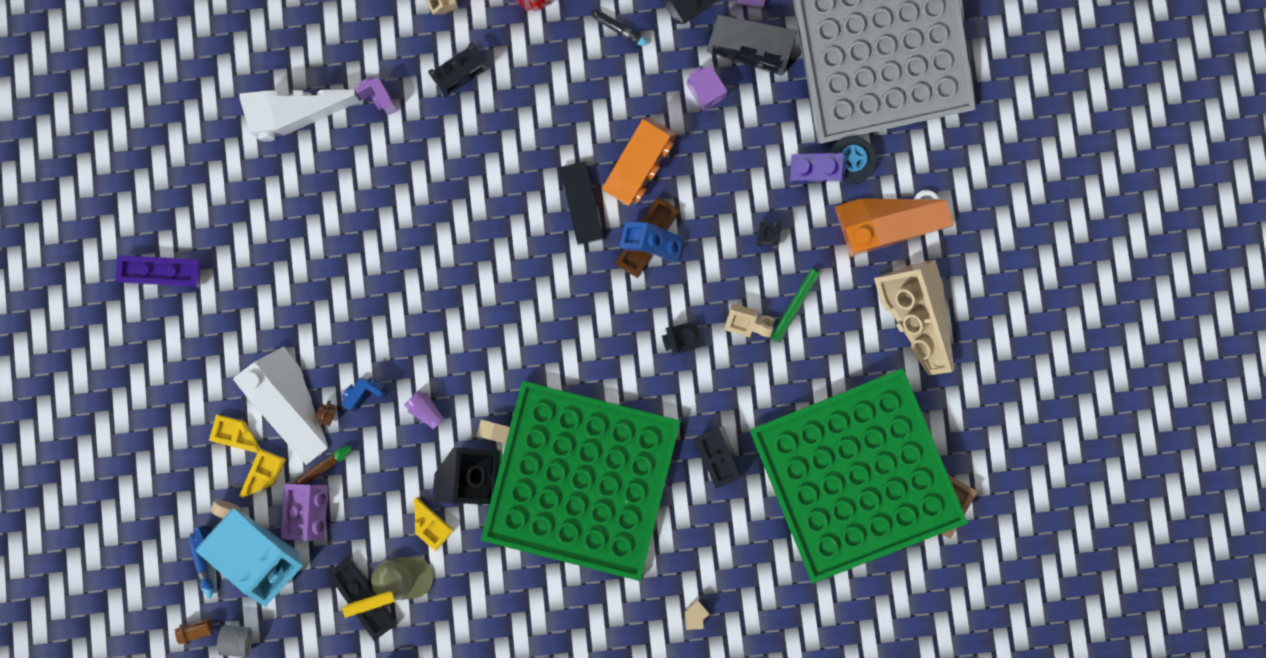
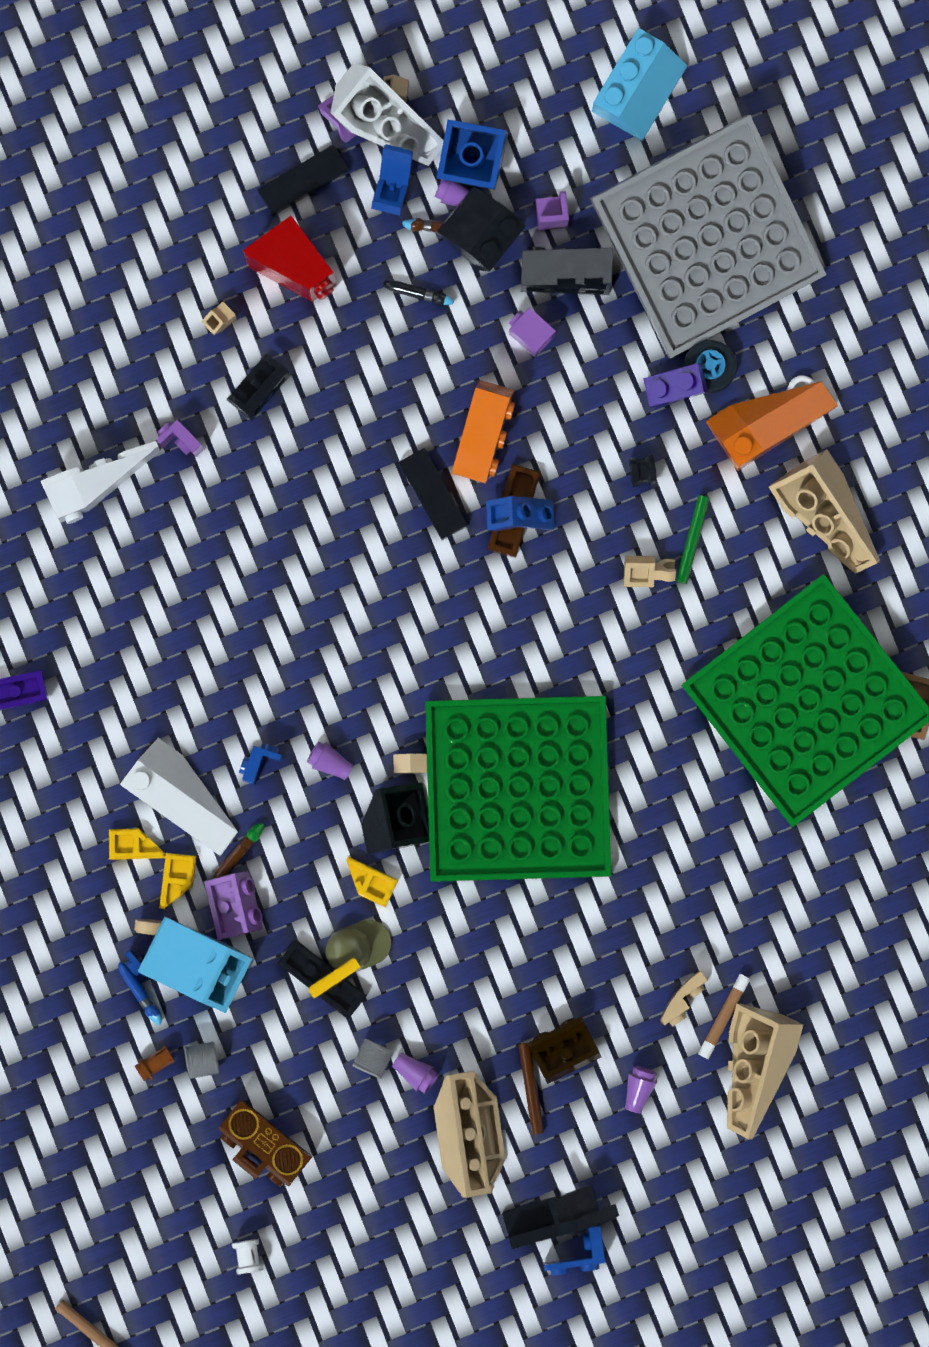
camera: 15 degrees left, 0 degrees up
(326, 413) = (226, 795): reddish brown plate -> none
(682, 338) = (582, 608): black bracket -> none
(695, 615) = (679, 896): tan piece -> none
(719, 457) = (657, 722): black hinge -> none

